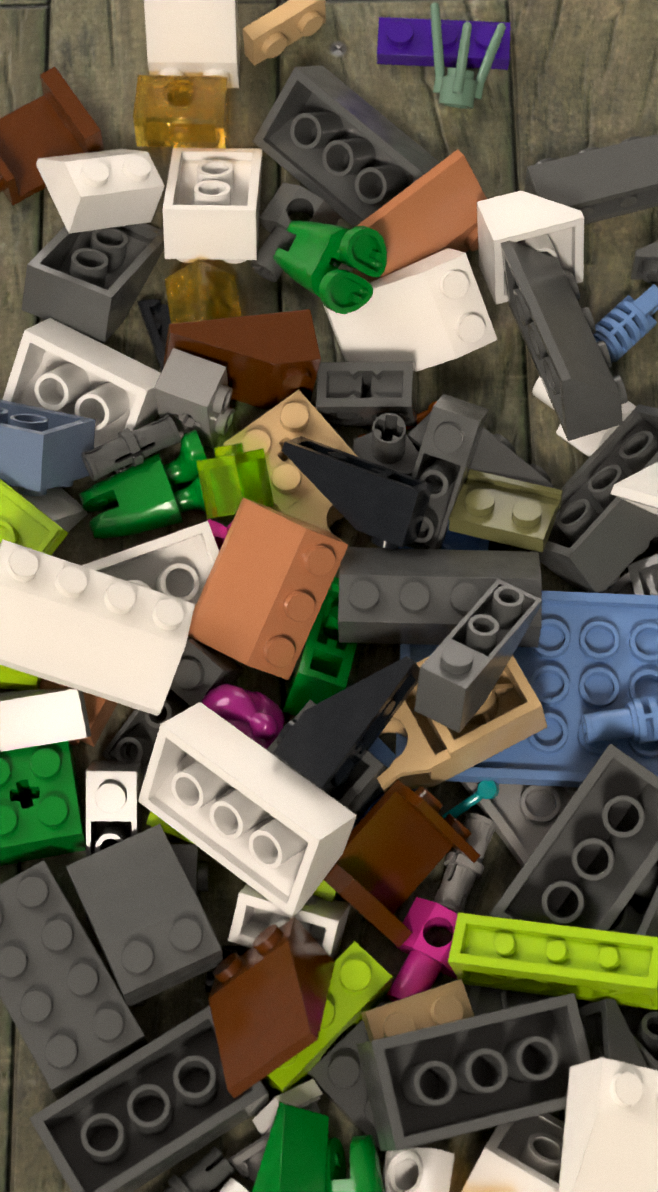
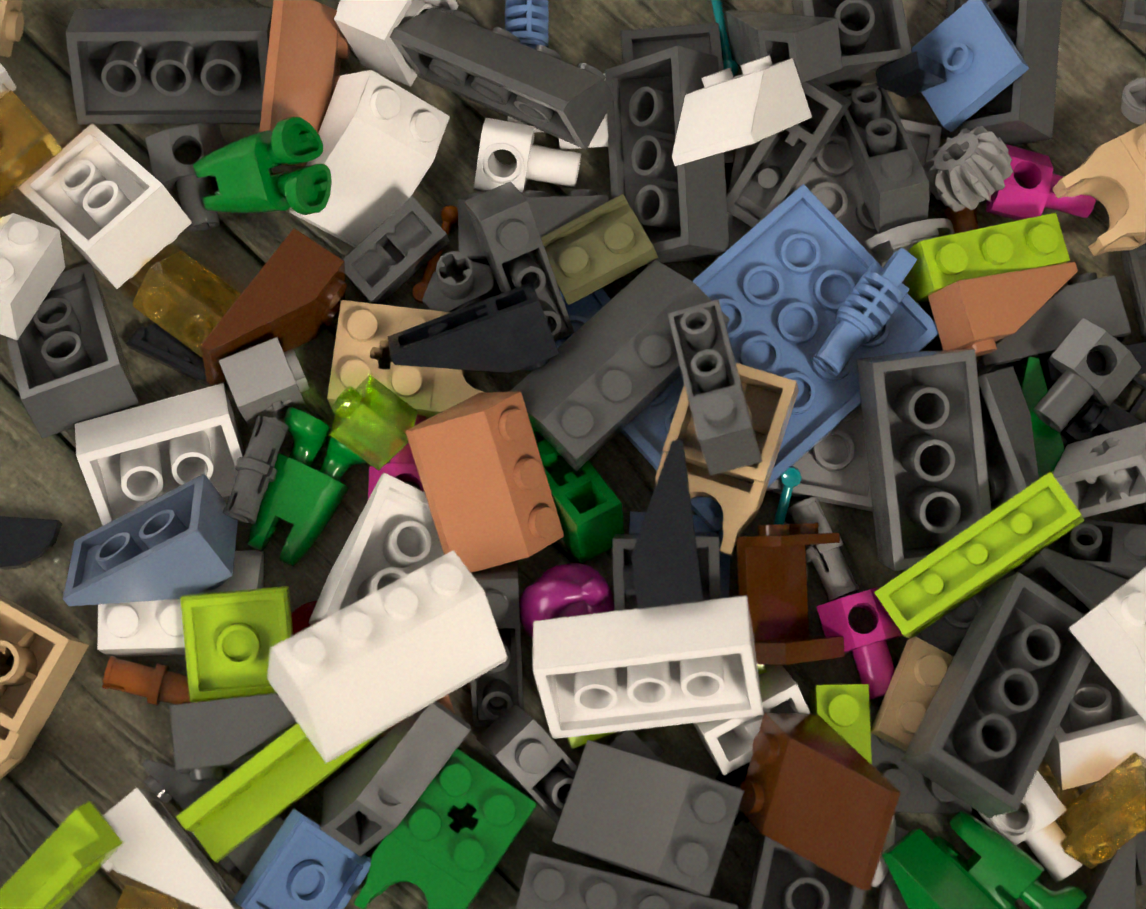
camera: 50 degrees left, 10 degrees up
(526, 418) = (532, 162): none -> white piece

